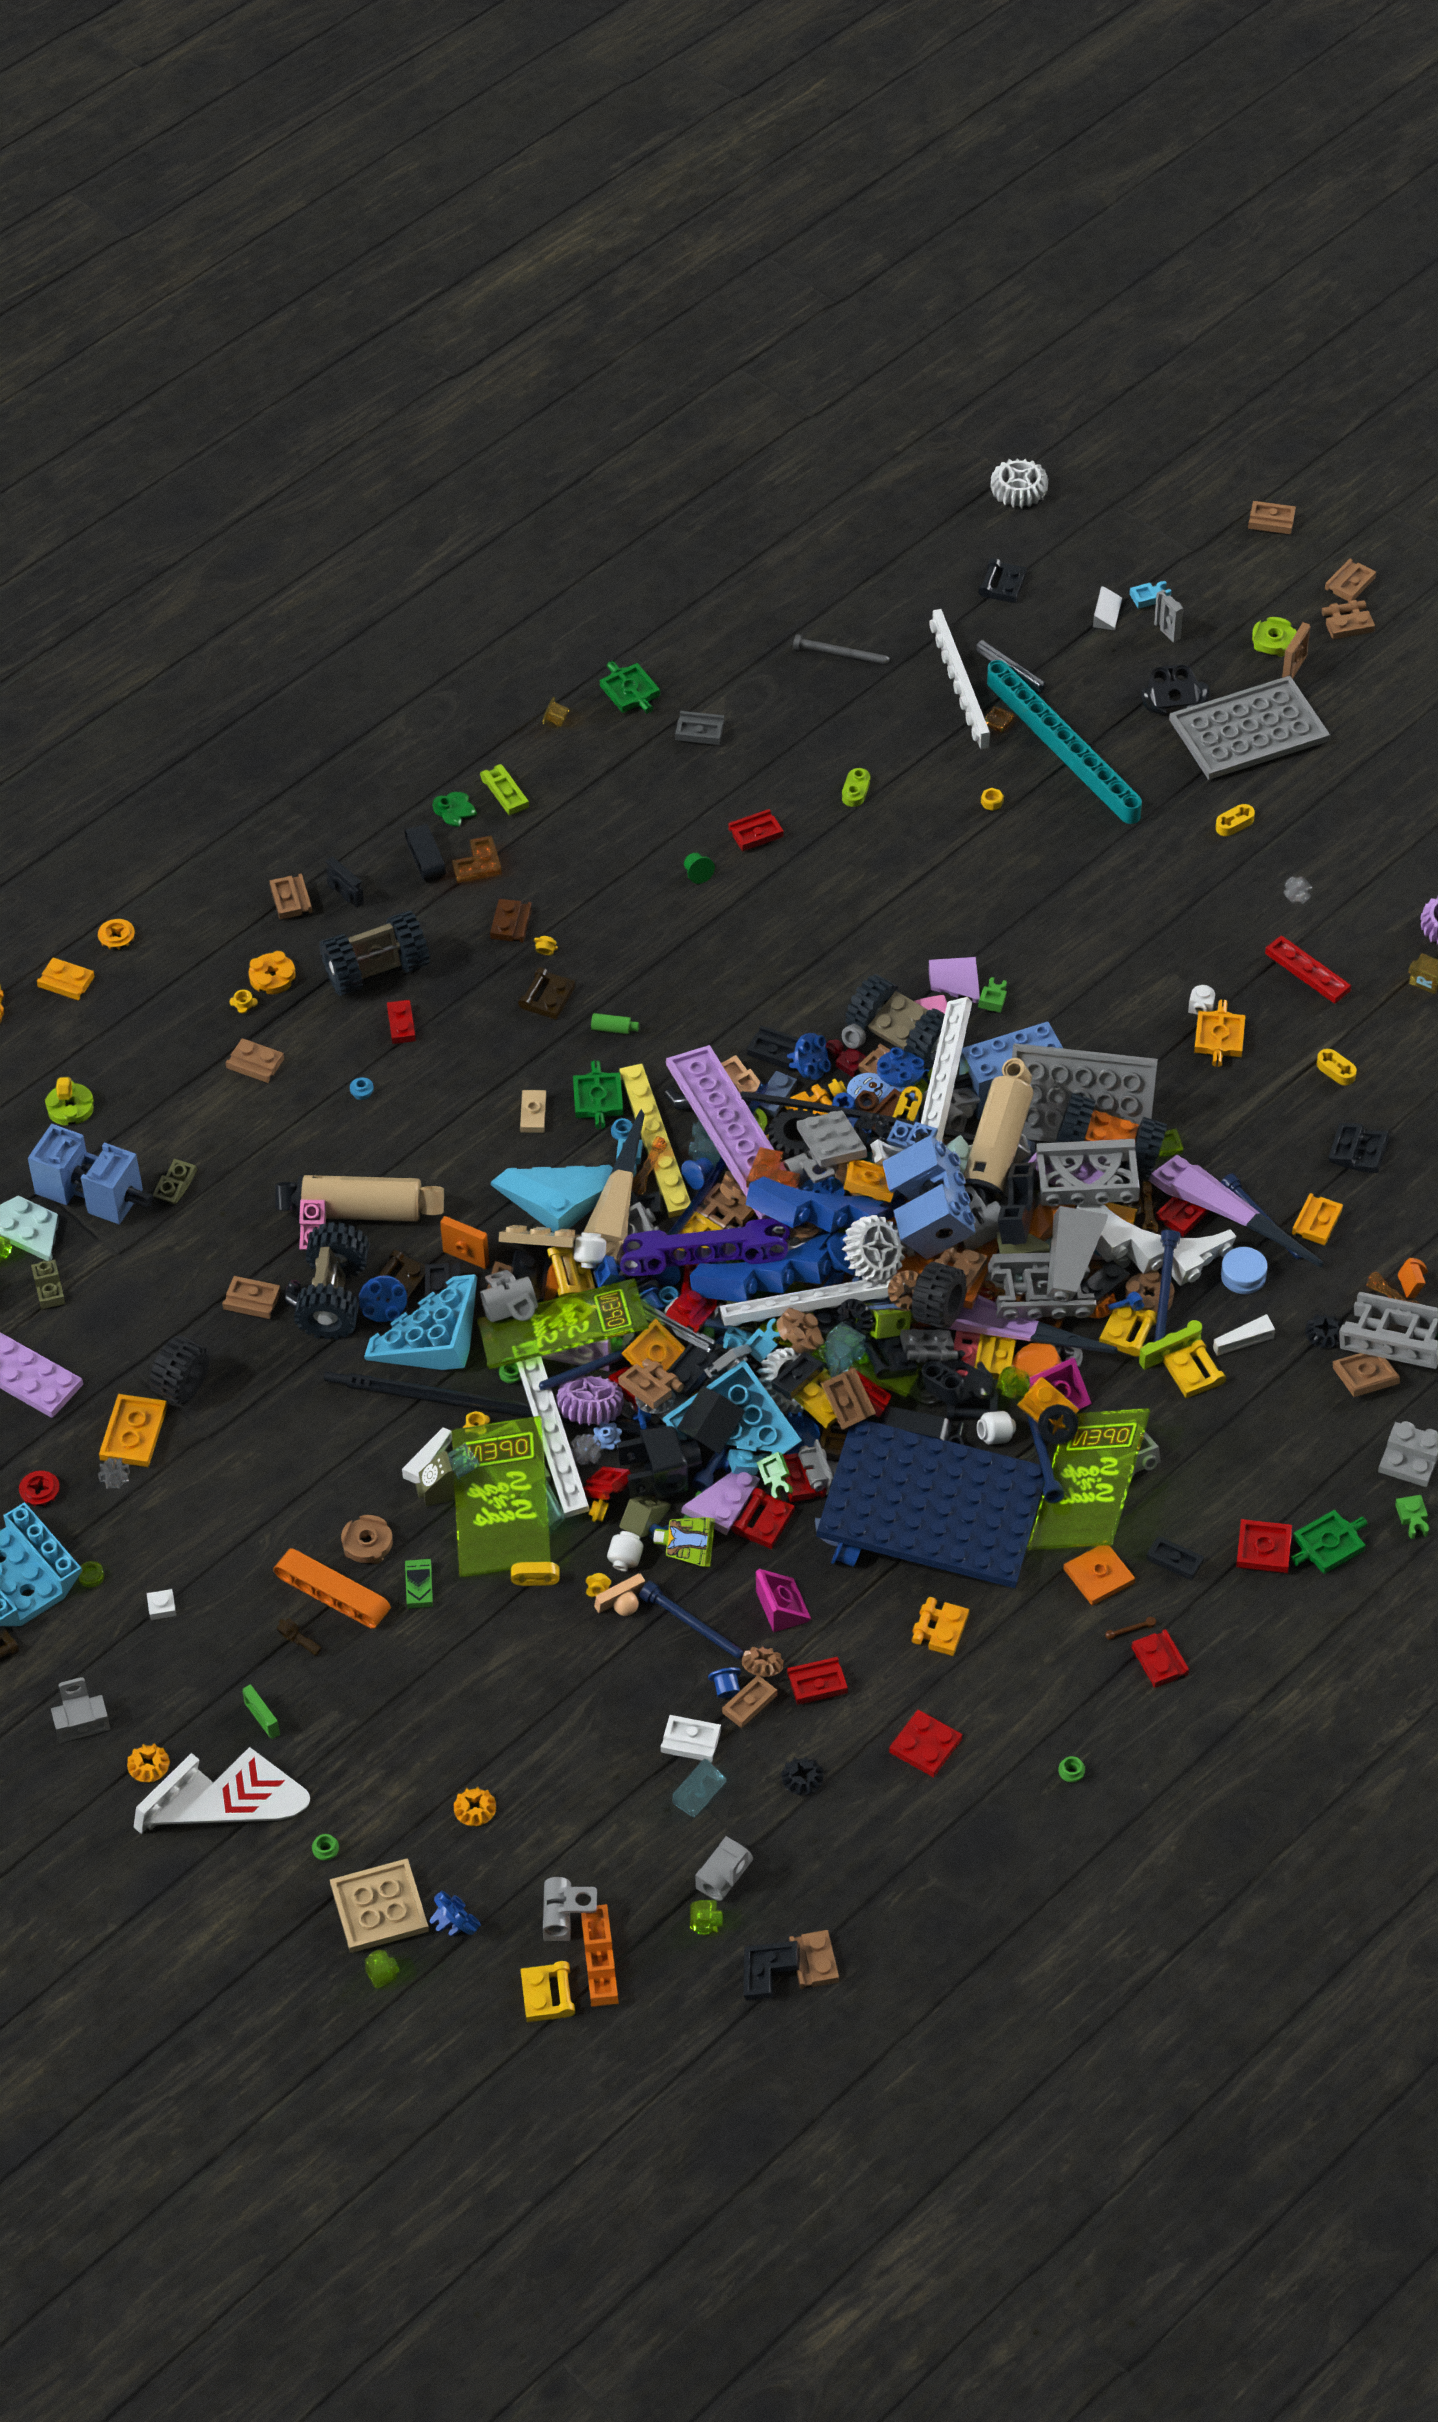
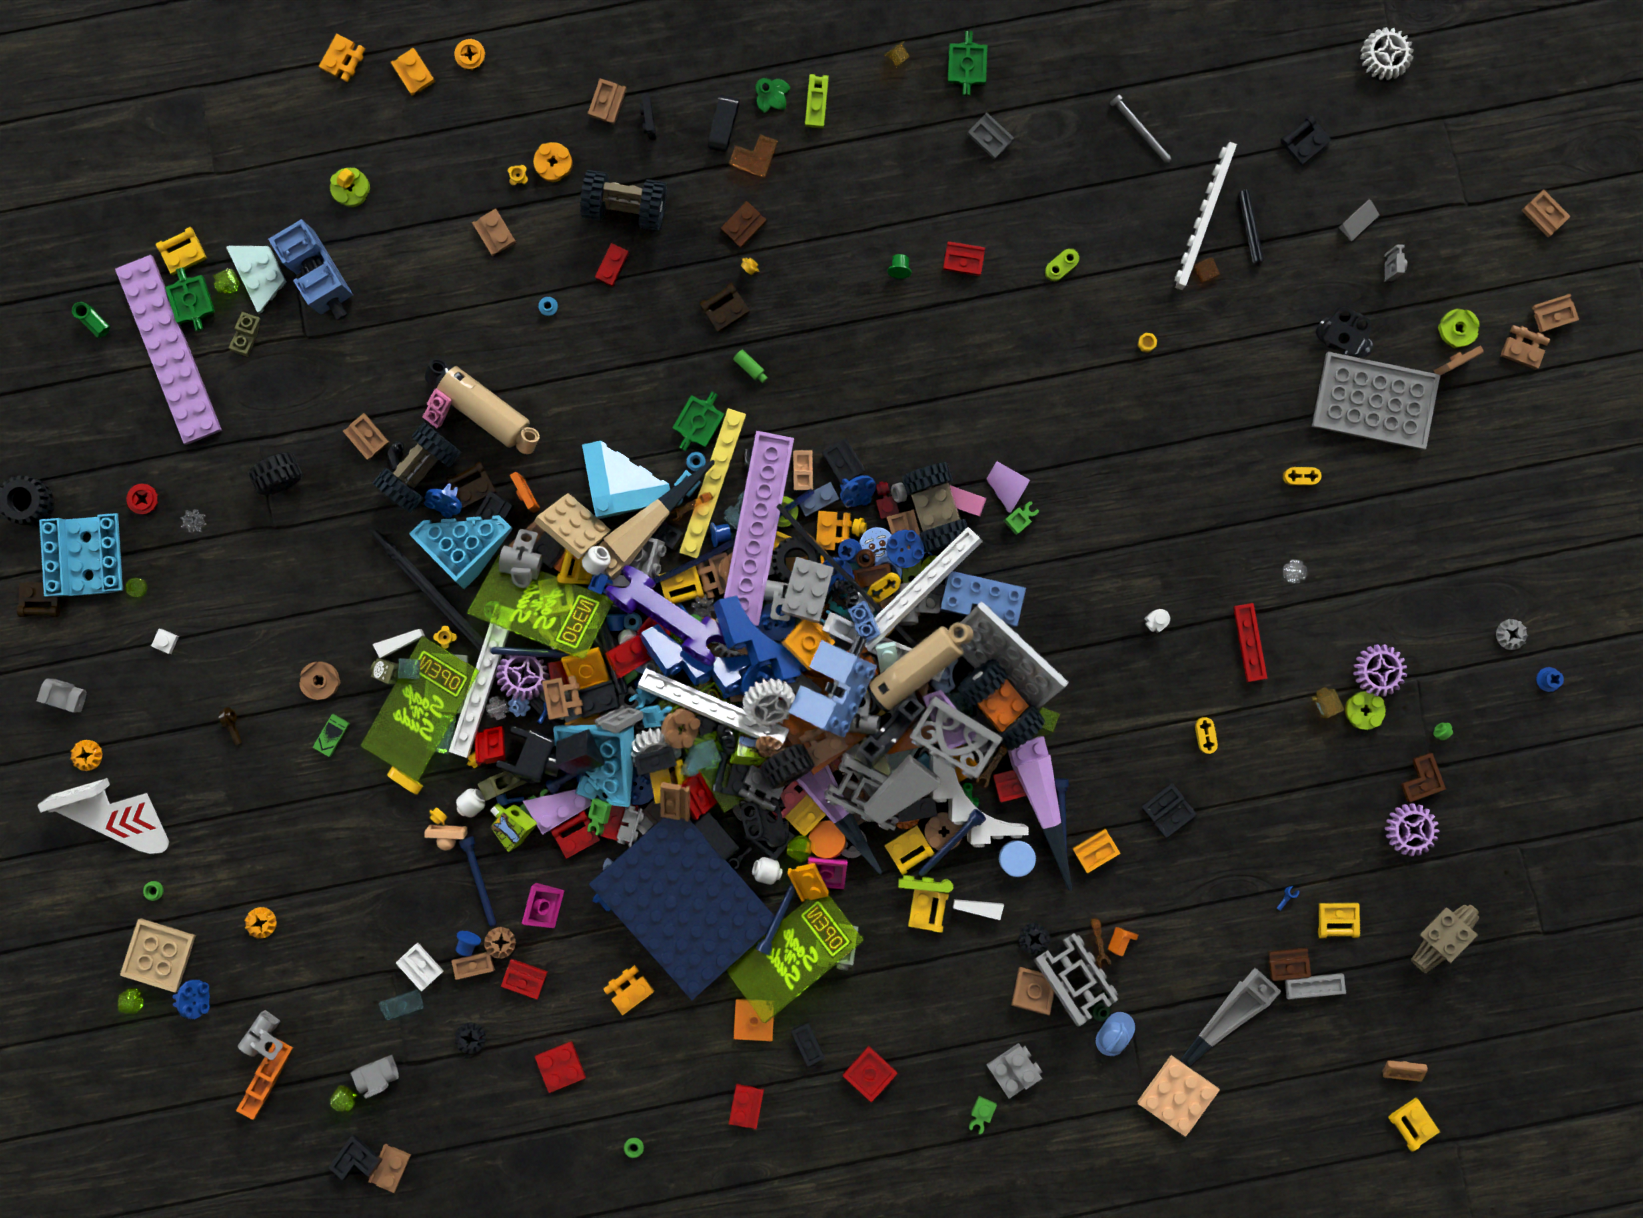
camera: 30 degrees right, 35 degrees up
(133, 1429) = (225, 494): light orange plate -> none
(175, 1182) = (377, 304): olive slope -> none
(261, 1712) = (173, 768): bright green tile -> none
(332, 1588) = (273, 704): orange beam -> none
(533, 1111) = (648, 403): tan plate -> none
(538, 1993) = (213, 1079): yellow plate -> none
(768, 1164) = (745, 587): clear orange plate -> none
(1060, 1435) = (804, 900): black gear -> none
(1064, 742) = (1239, 316): teal beam -> none
(1133, 1300) = (924, 838): blue hand -> none
(1145, 594) = (1398, 225): medium azure plate -> none
(1150, 1623) = (760, 1075): reddish brown hinge -> none
(1219, 1033) = (1148, 655): light orange plate -> none
(1329, 1541) = (912, 1099): green plate -> none

